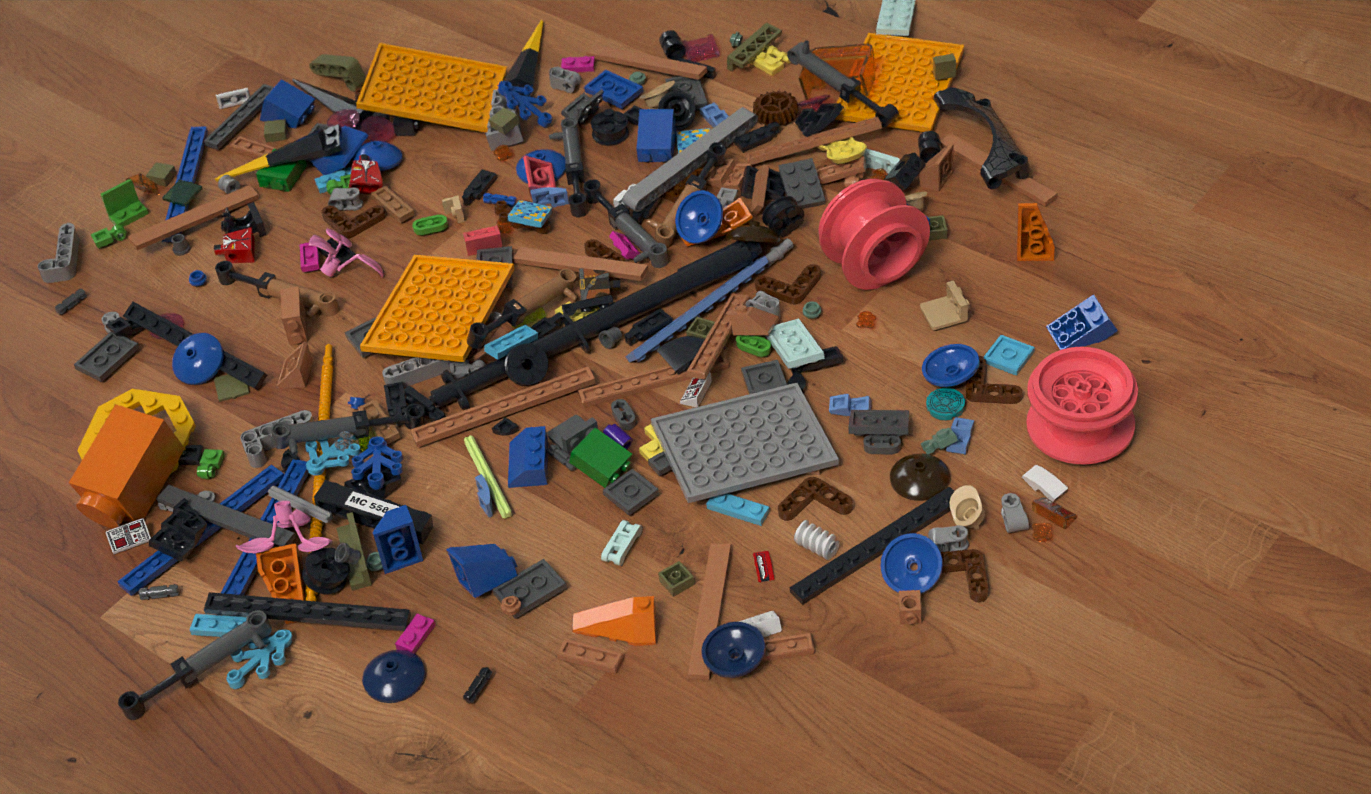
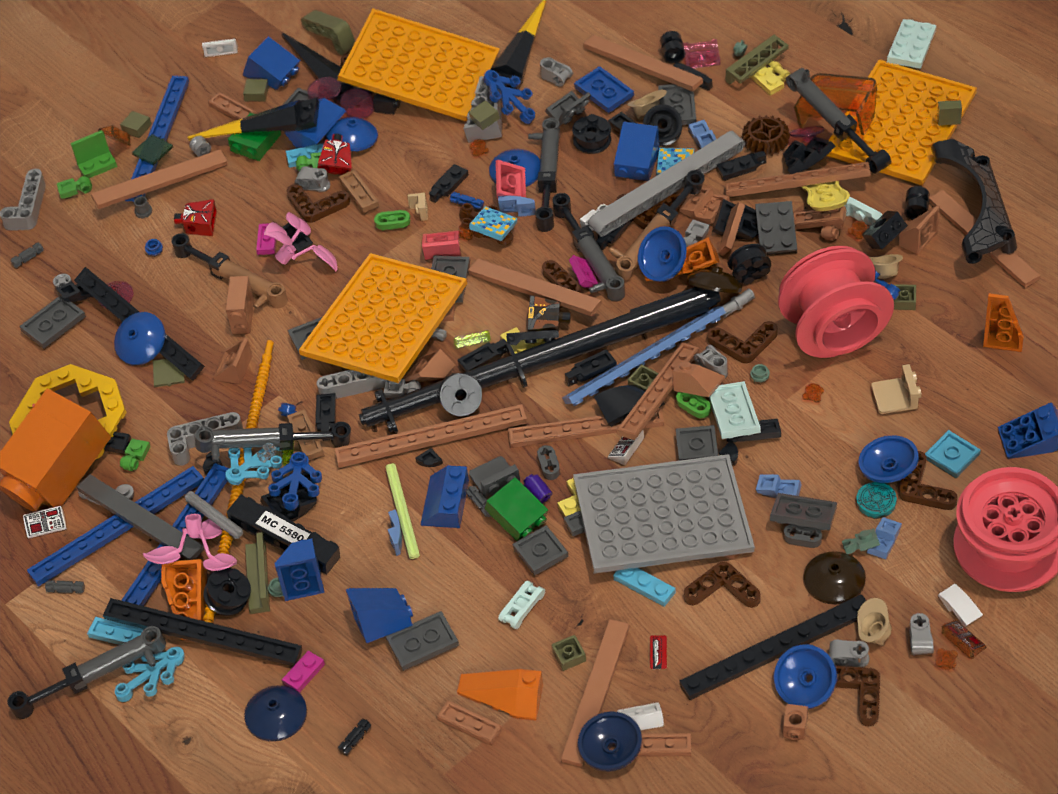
camera: 10 degrees right, 5 degrees up
(179, 532) = (92, 527): black slope -> none
(238, 118) = (221, 71): dark grey plate -> none
(250, 220) = (215, 191): black tile -> none
(346, 554) = (248, 578): dark grey piece -> none
(415, 397) = (344, 414): black hinge -> none
(502, 345) = (454, 364): medium azure plate -> none
(511, 605) = (400, 661): nougat plate -> none
(516, 311) = (460, 333): piece -> none
(578, 64) = (573, 55): dark pink plate -> none
(610, 337) = (550, 374): dark grey piece -> none
(637, 77) = (630, 80): sand green plate -> none
(816, 540) = (715, 633): white piece -> none

